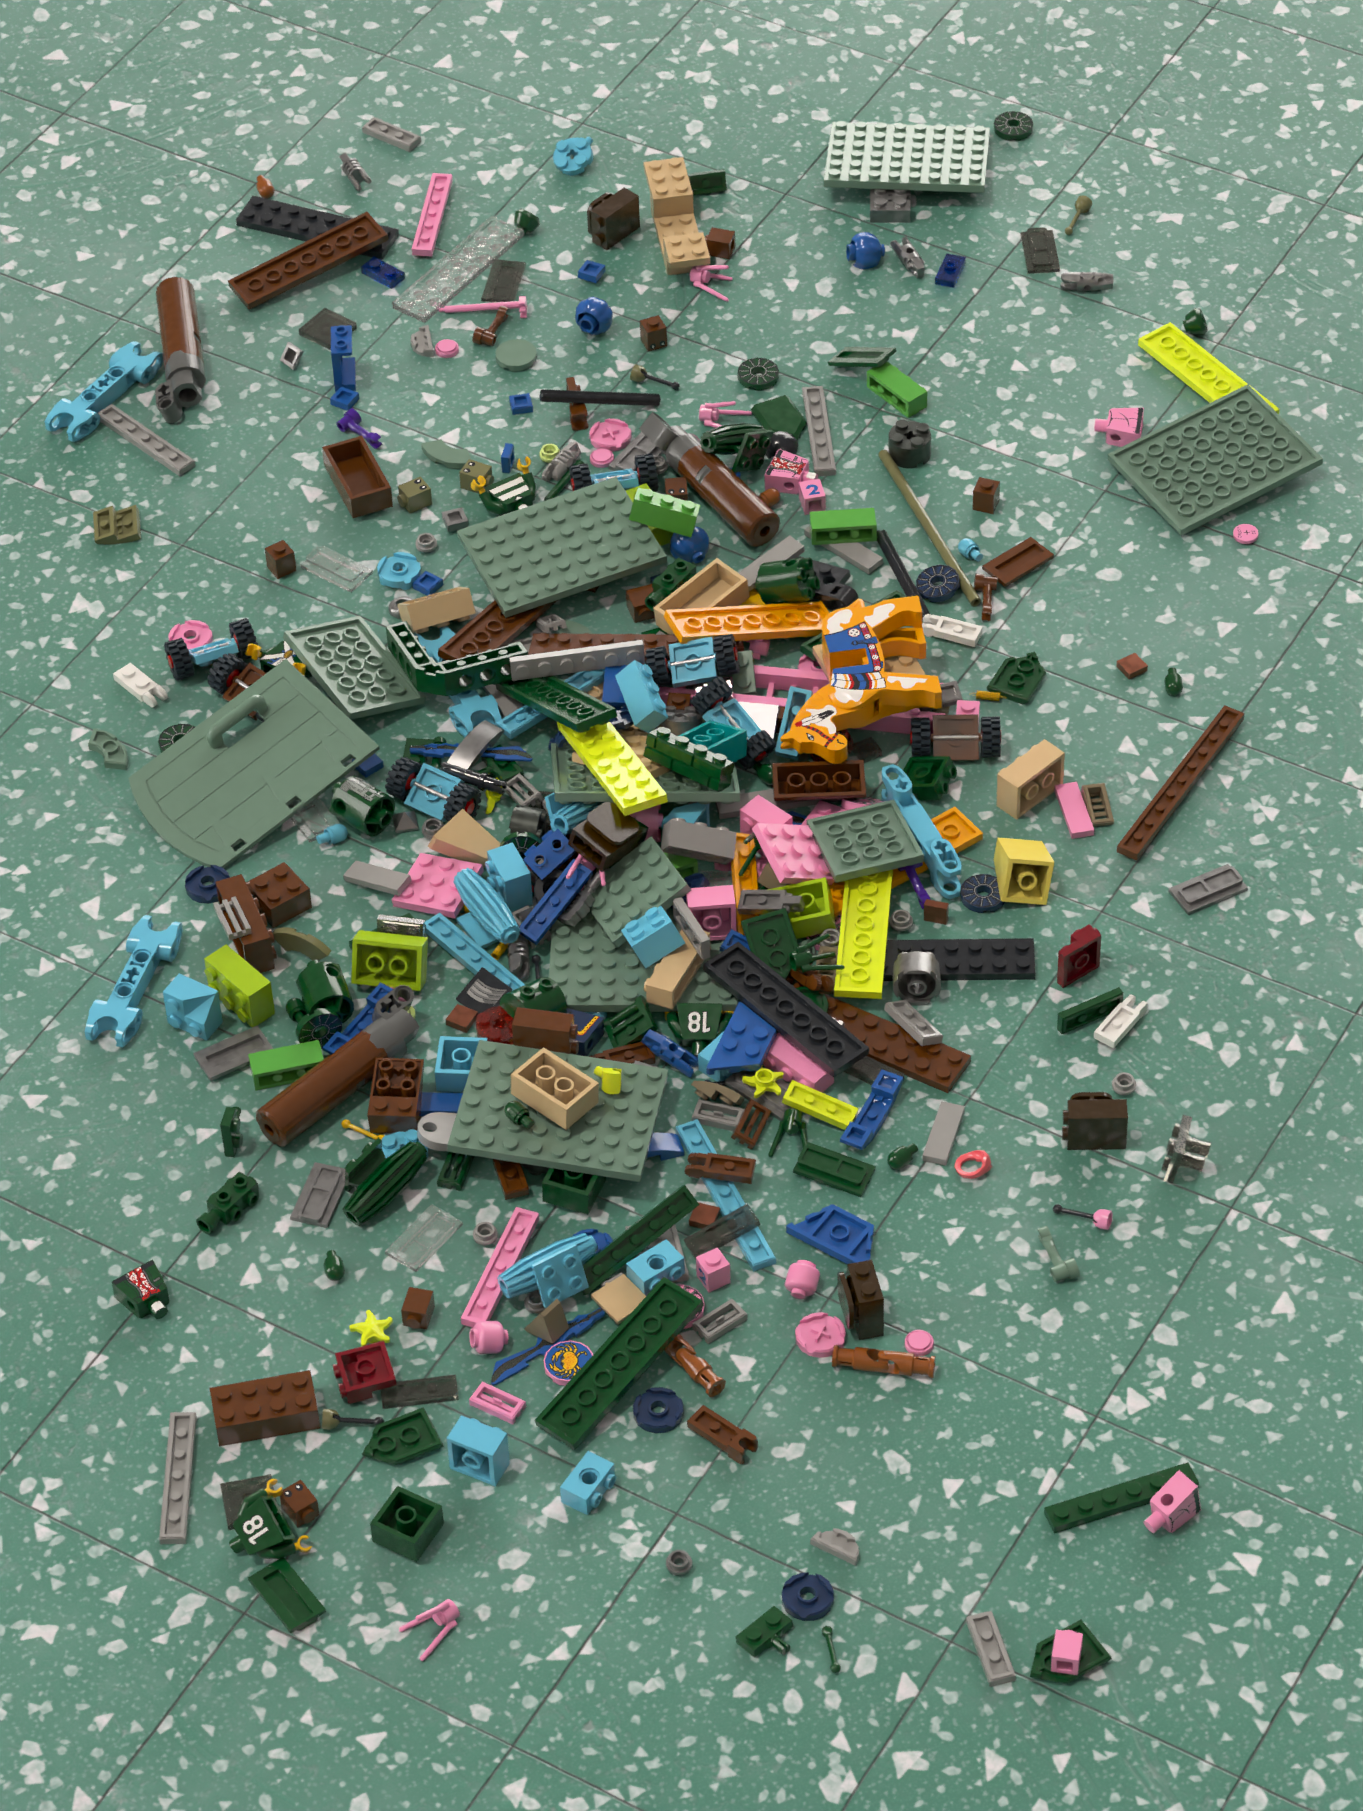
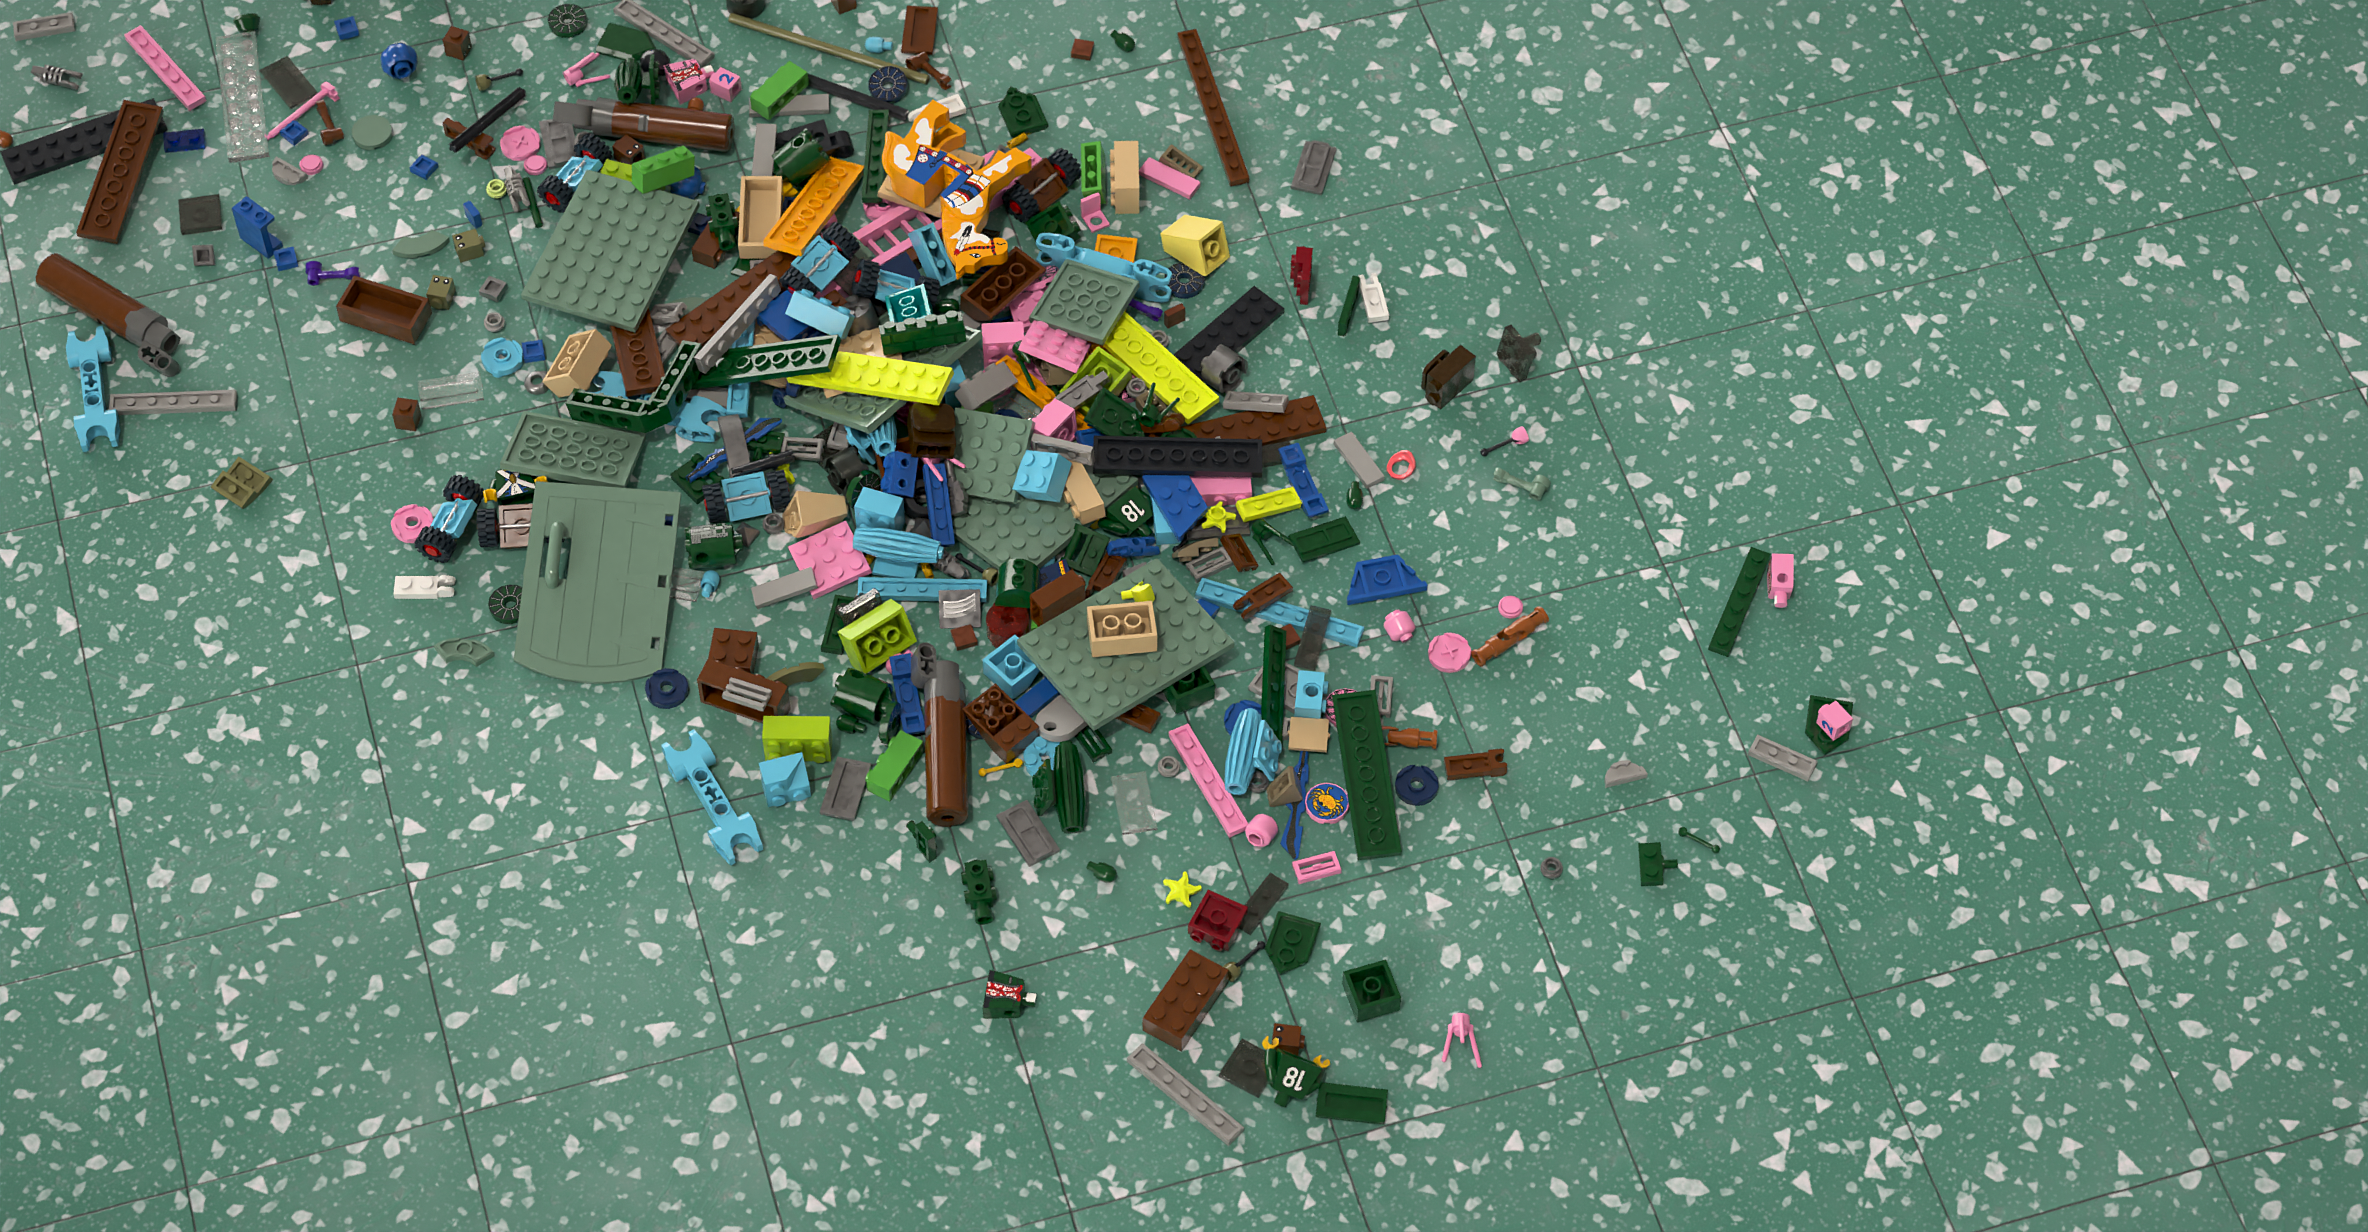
camera: 50 degrees left, 10 degrees up
(418, 1308) = (1193, 851): reddish brown brick -> none
(463, 318) = (294, 132): none -> blue tile
(478, 1450) = (1356, 905): medium azure brick -> none
(510, 493) = (513, 239): dark green torso -> none
(518, 1114) = (1116, 666): dark green cylinder -> none
(588, 1483) = (1438, 878): medium azure brick -> none
(713, 1270) = (1340, 666): bright pink brick -> none
(807, 1609) = (1643, 831): dark blue tile -> none
(862, 1299) = (1460, 605): dark brown brick -> none
(975, 785) = (1091, 209): none -> bright pink bracket
(1004, 755) = (1093, 170): none -> bright green brick
(1124, 1084) = (1424, 333): light grey plate -> none

